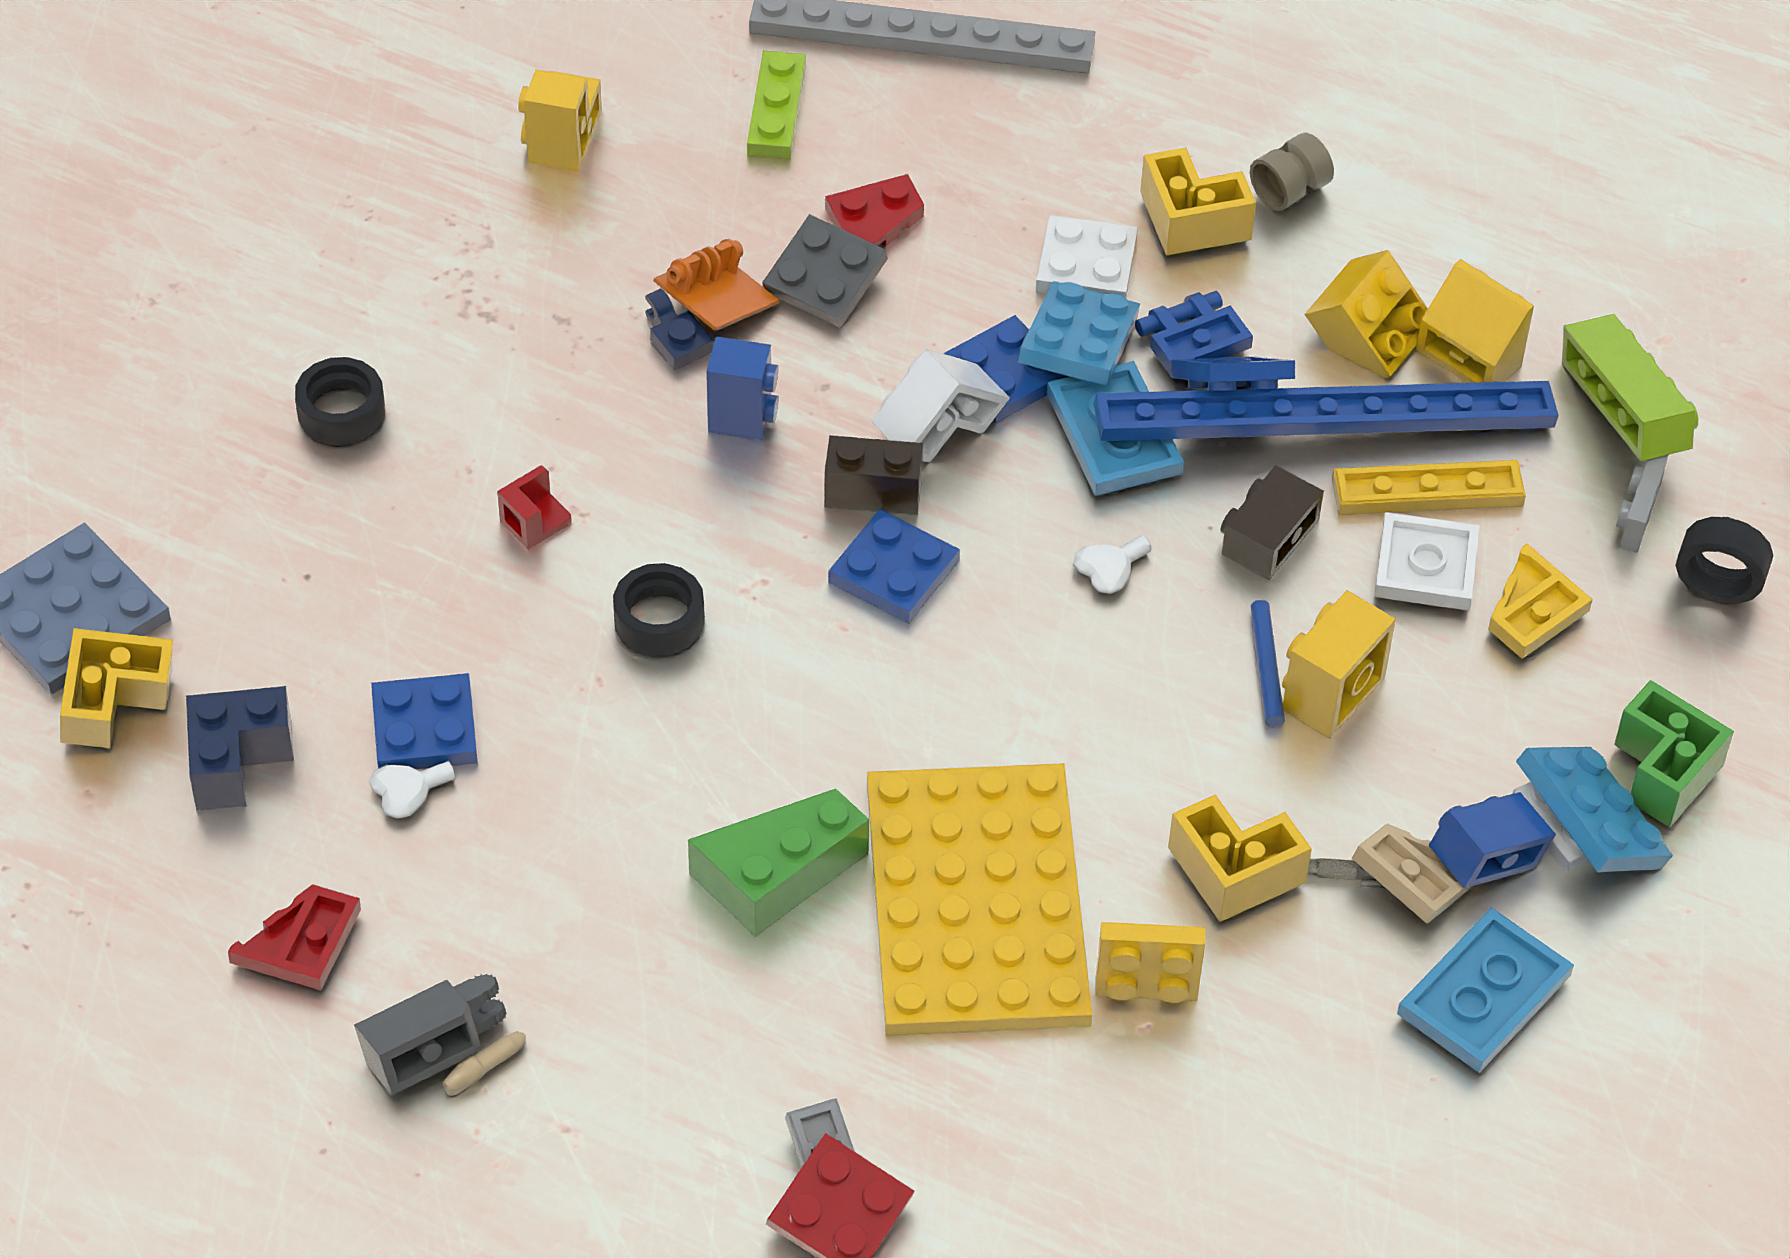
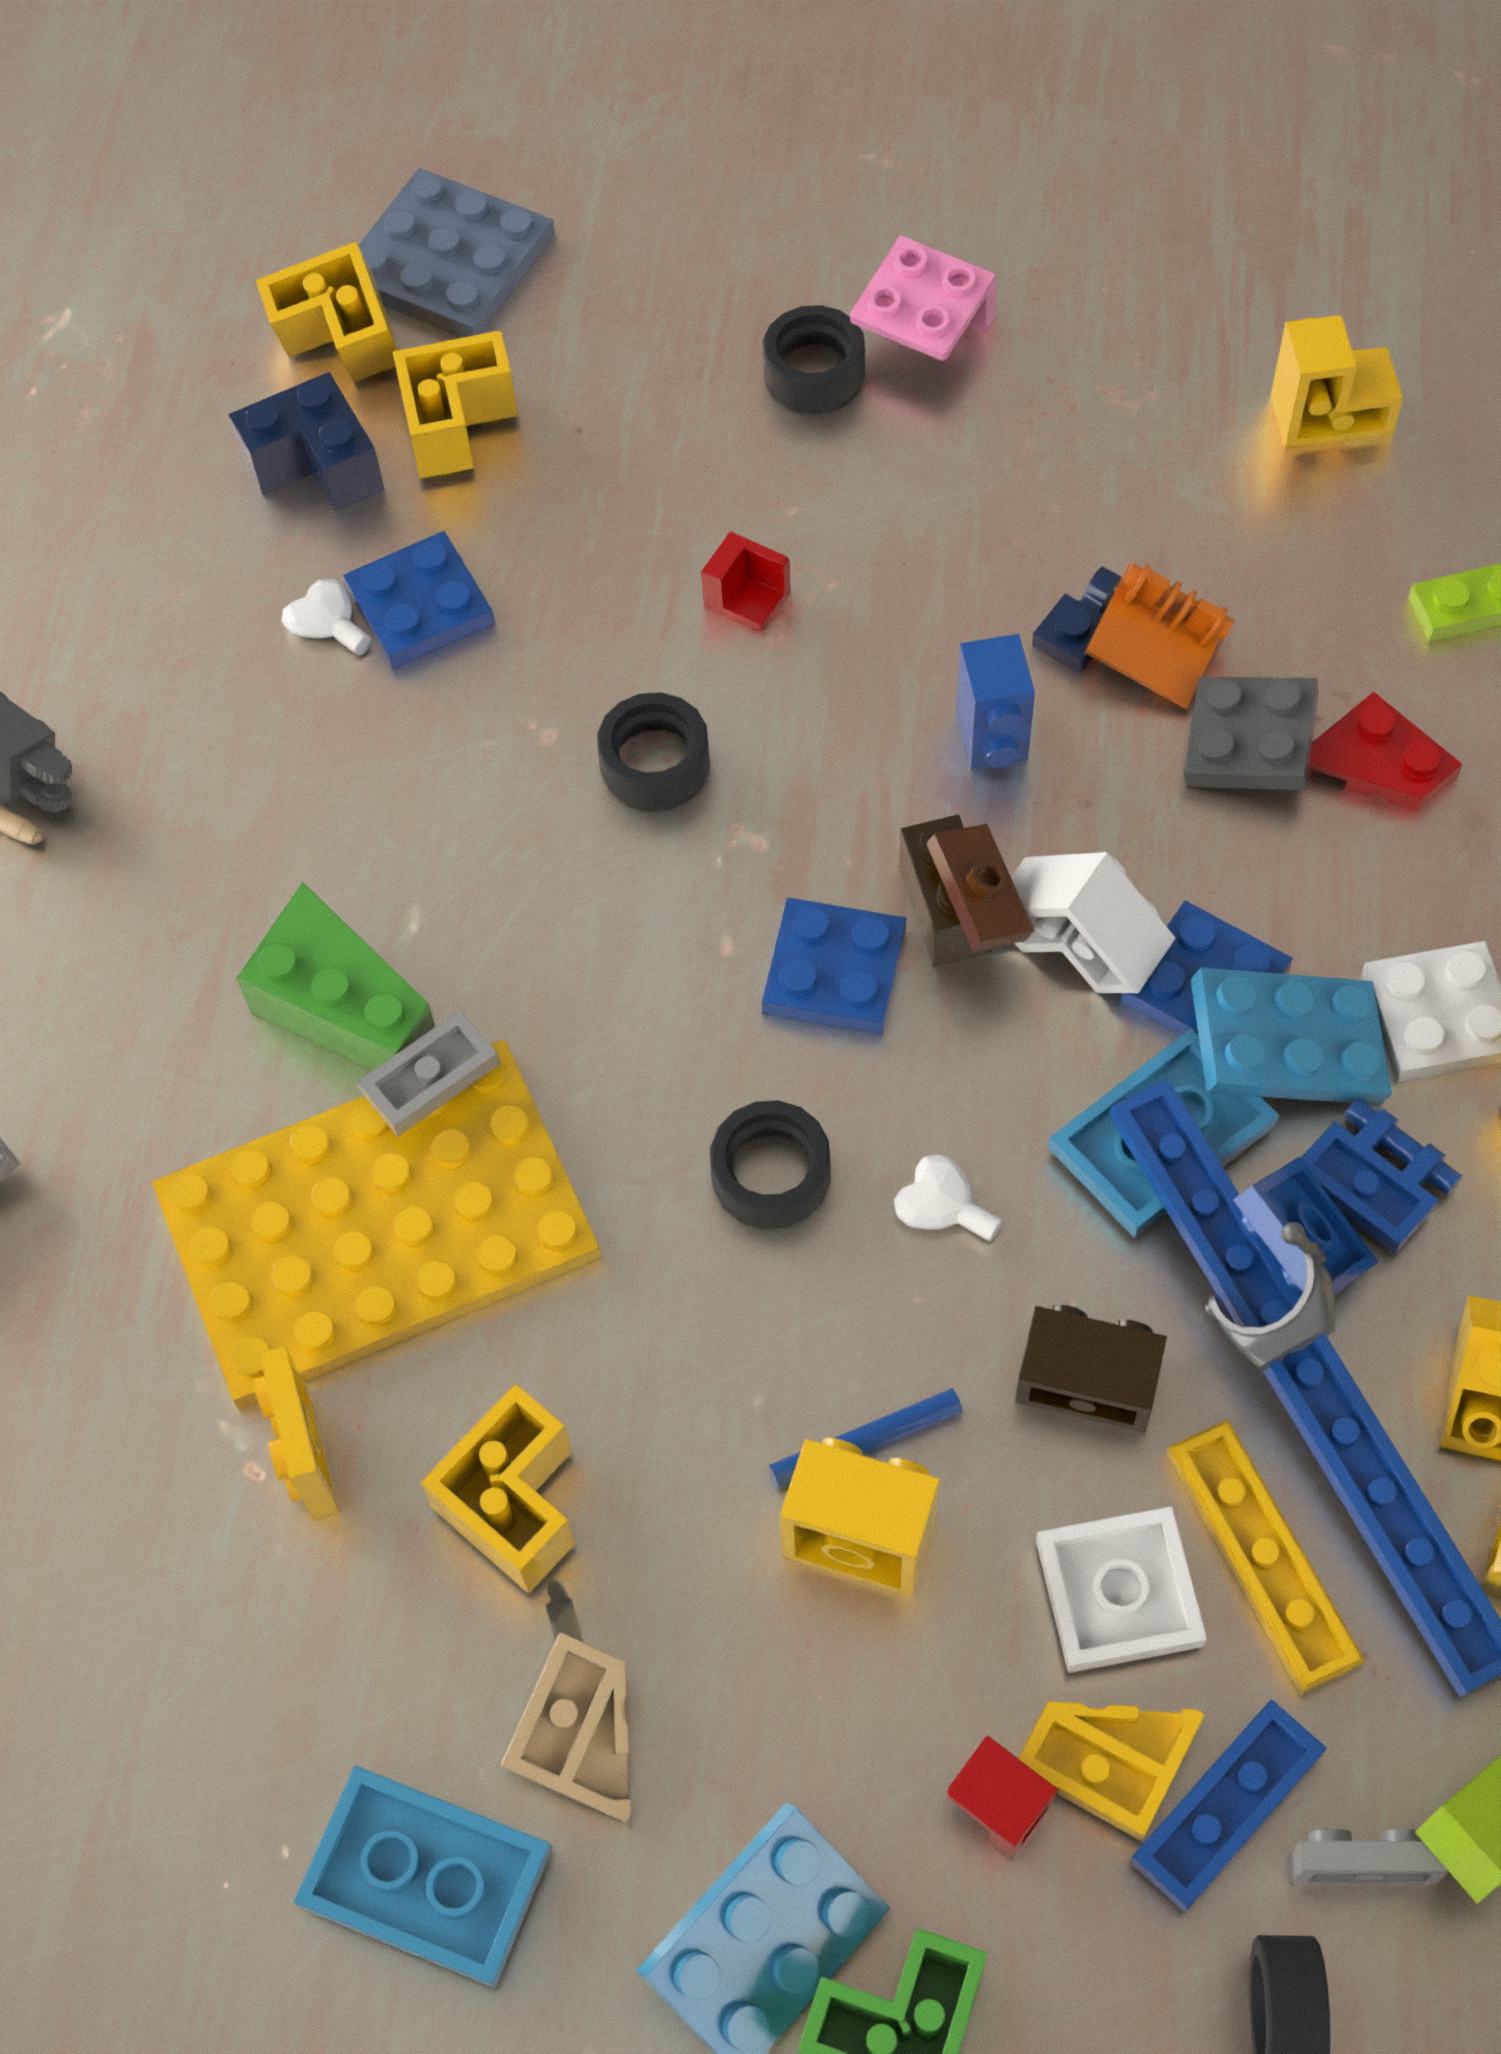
camera: 75 degrees right, 10 degrees up
(248, 639) = (449, 389): none -> yellow brick
(301, 939) = (94, 599): red wing -> none
(337, 308) = (925, 298): none -> bright pink bracket
(891, 809) = (428, 1073): none -> light grey plate
(904, 436) = (980, 887): none -> reddish brown plate
(1049, 618) = (770, 1119): none -> black tyre
(1316, 402) = (1301, 1326): none -> dark grey helmet
(1491, 839) = (654, 1808): blue brick -> none
(1543, 657) = (1002, 1795): none -> red panel
(1585, 556) = (1227, 1805): none -> blue plate

